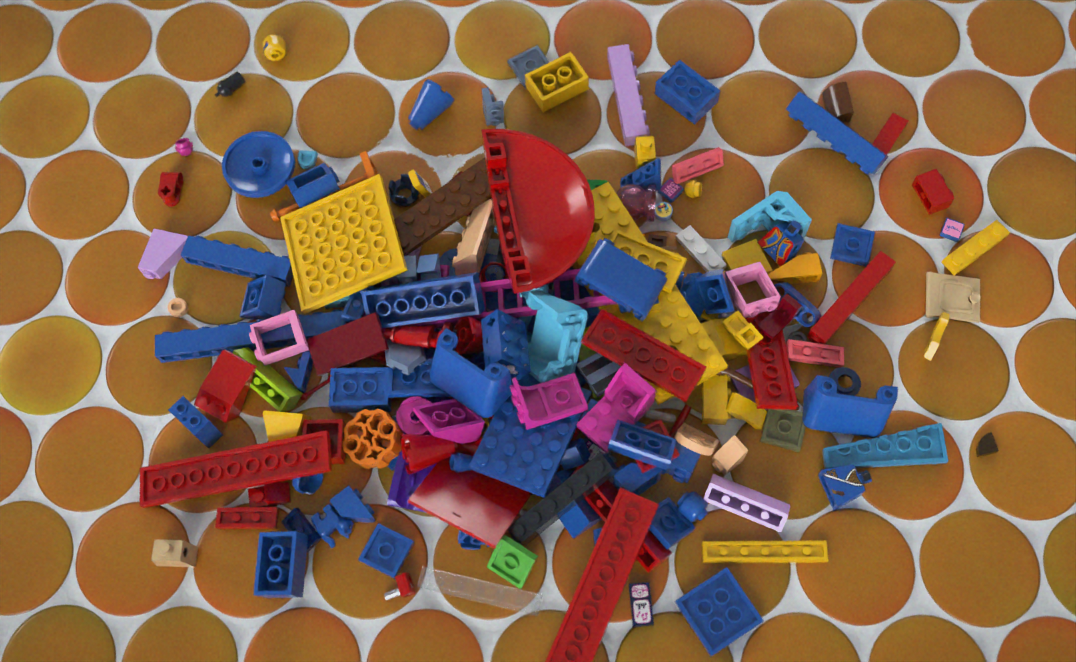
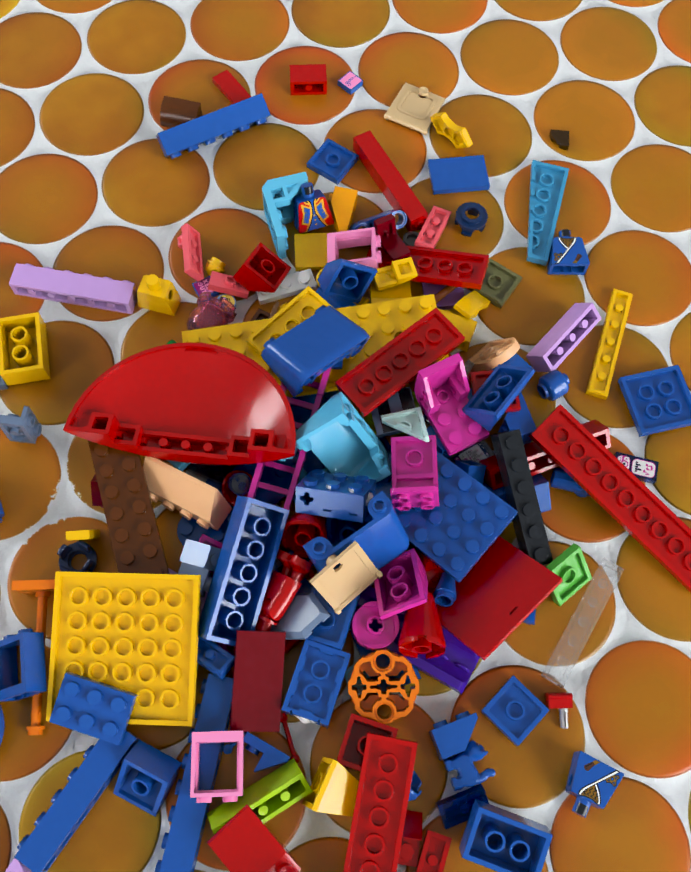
camera: 80 degrees left, 0 degrees up
(295, 241) = (93, 708): none -> blue plate
(345, 626) = (591, 783): none -> blue torso
(436, 375) = (348, 580): none -> tan container
(593, 383) = (409, 422): none -> light aqua tile
(647, 175) = (184, 301): blue slope -> none
(669, 524) = (571, 403): blue plate -> none
(680, 206) = (226, 284): none -> coral plate
(687, 92) = (102, 231): blue piece -> none
(702, 225) = (262, 270): none -> red slope
(729, 455) = (515, 326): light nougat slope -> none
(845, 413) = (496, 232): blue windscreen -> none
(892, 359) = (458, 174): none -> blue tile
(975, 247) = (375, 72): yellow plate -> none

